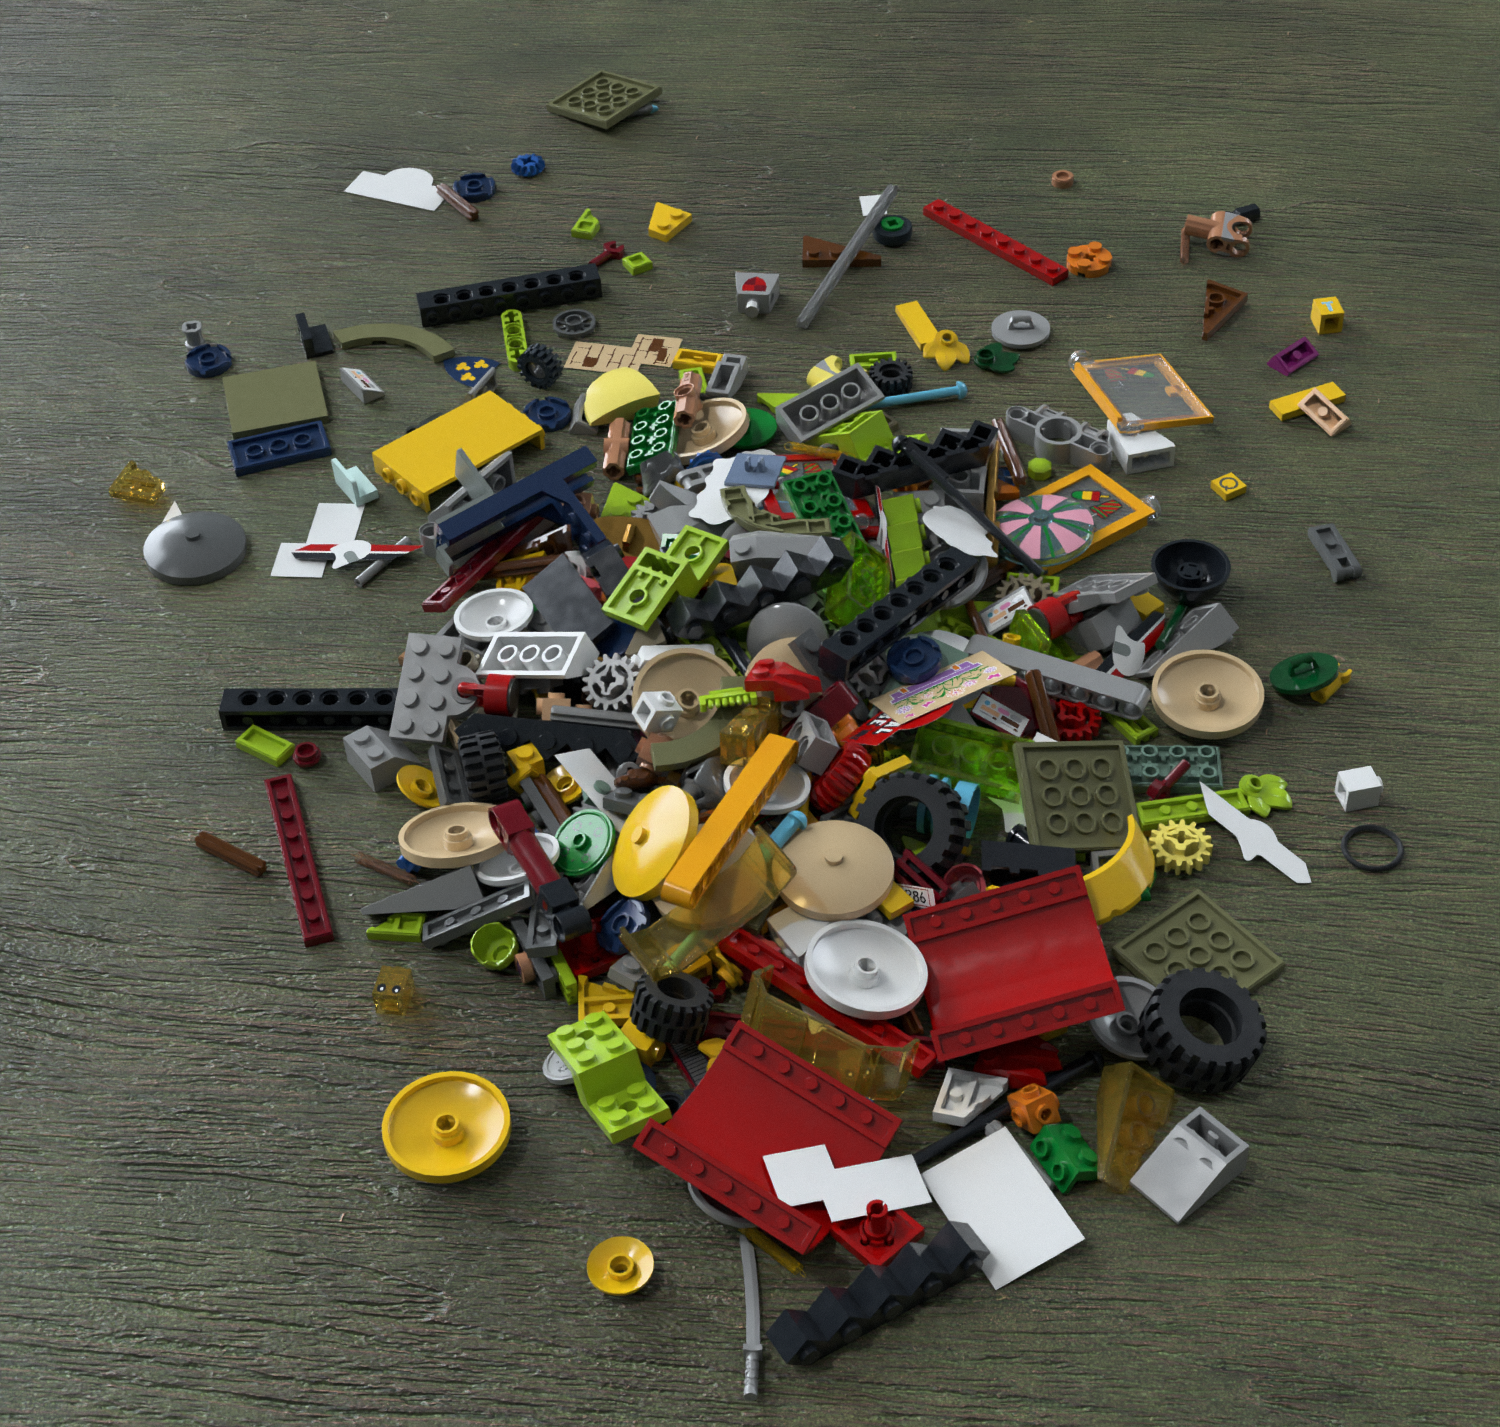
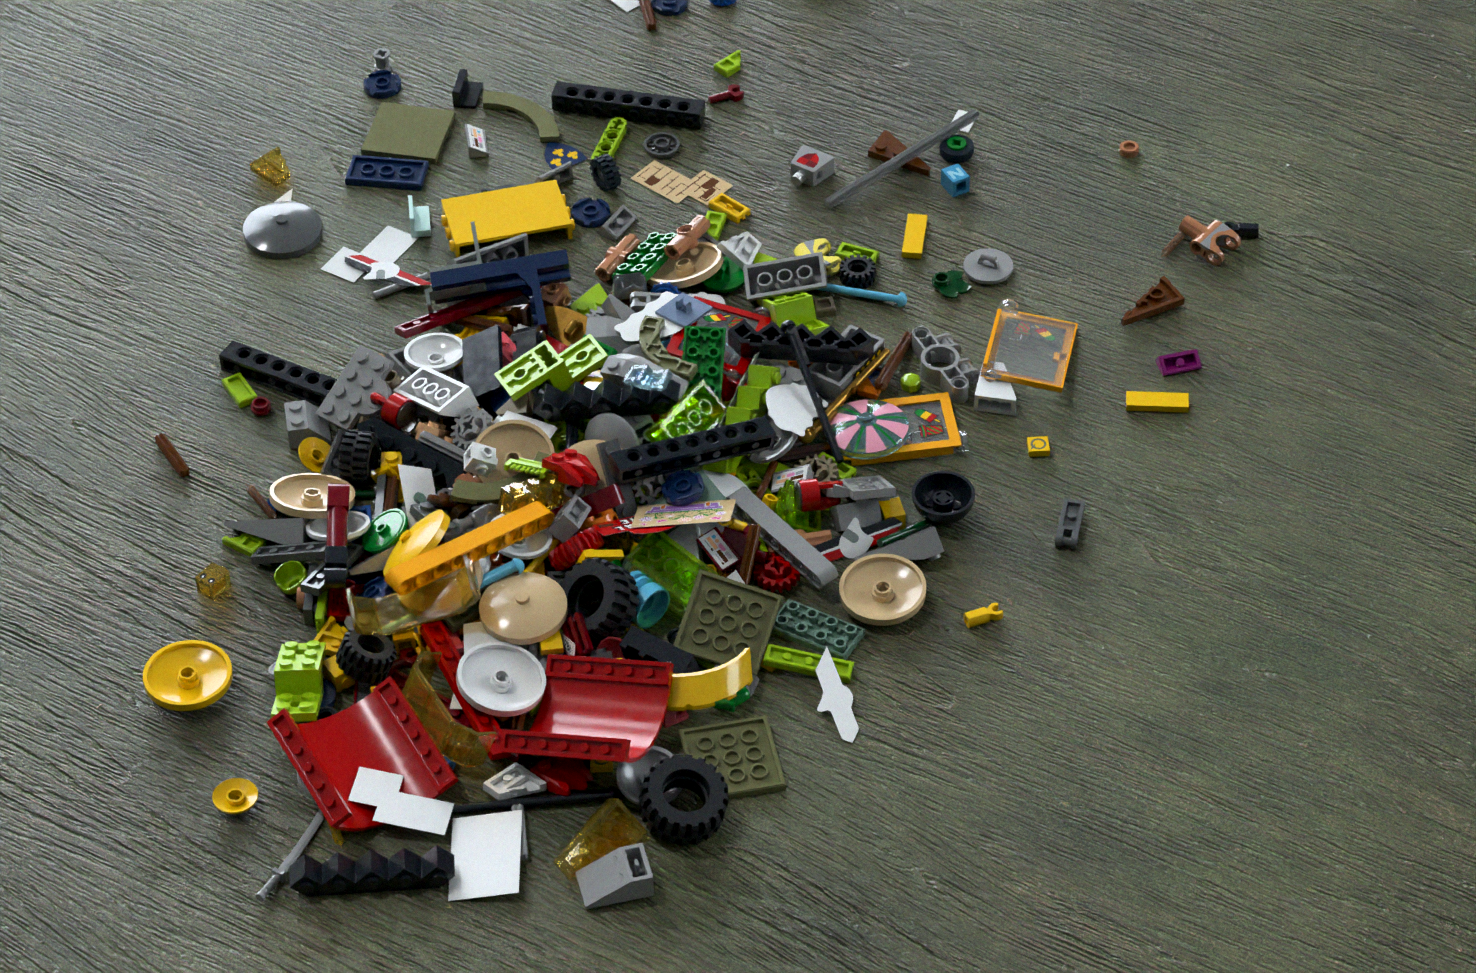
camera: 25 degrees right, 0 degrees up
(298, 861) = (212, 475): dark red tile -> none
(618, 395) = (645, 216): light yellow brick -> none
(637, 263) = (744, 110): lime tile -> none
(667, 222) = (792, 82): yellow wing -> none
(727, 376) = (736, 225): light grey slope -> none
(756, 394) = (740, 248): none -> white wing
(803, 546) = (644, 378): none -> clear light blue slope
(814, 454) = (752, 309): yellow piece -> none
(877, 1229) = (394, 836): red plate -> none
(918, 259) = (955, 180): none -> dark azure brick
(946, 351) = (917, 265): yellow plate -> none
(996, 242) = (1030, 186): red plate -> none
(1034, 1107) = (546, 798): orange brick -> none
(1064, 1155) = (547, 840): green bracket -> none
(1089, 260) = (1083, 220): orange plate -> none
(1131, 729) = (822, 601): lime tile -> none
(1161, 789) = (798, 642): dark red bar -> none
(1180, 847) = (779, 684): light yellow gear -> none
(1265, 793) = (872, 673): lime plate -> none
(1304, 673) = (967, 601): dark green shield -> none
(1324, 413) = (1158, 415): light nougat slope -> none
(1327, 315) = (1231, 338): yellow brick -> none
(1351, 860) = (912, 720): black tyre -> none
(1358, 788) = (934, 693): white brick -> none

